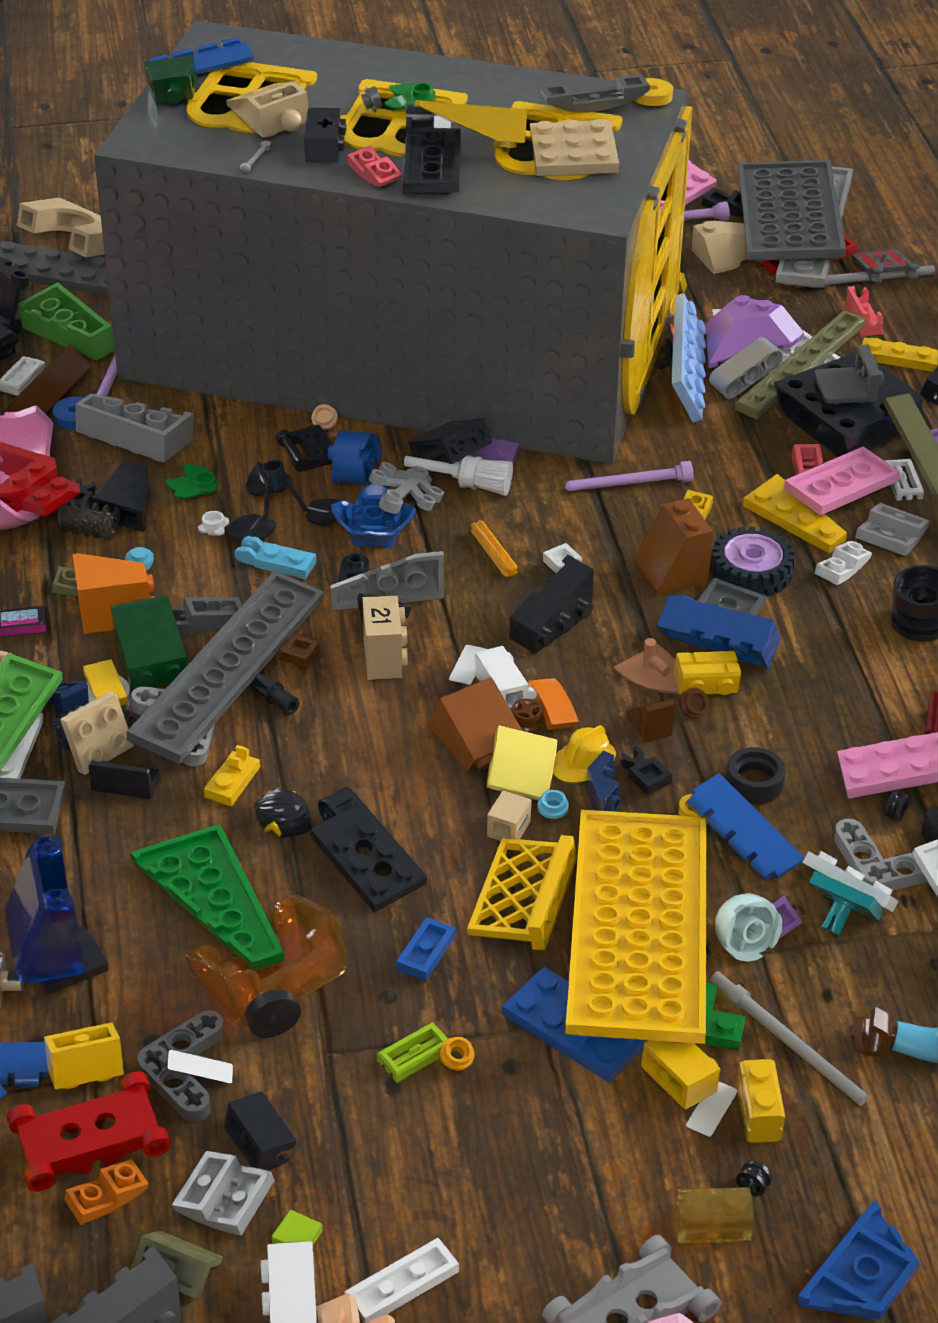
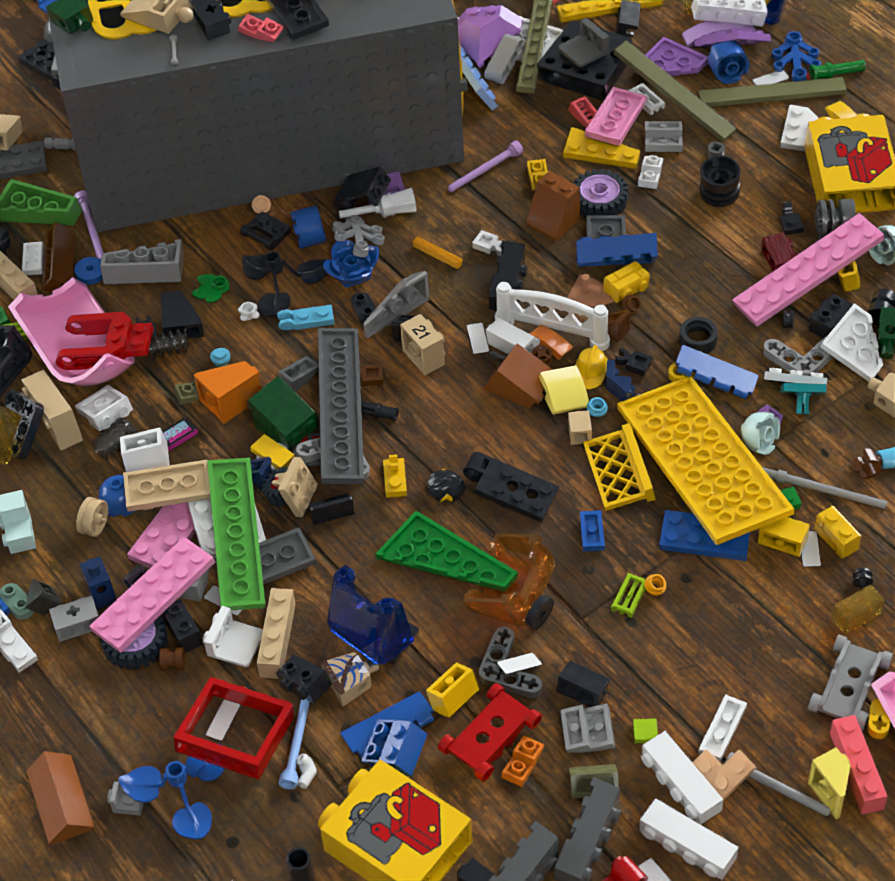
camera: 25 degrees left, 10 degrees up
(523, 645) = (594, 327): none -> white piece

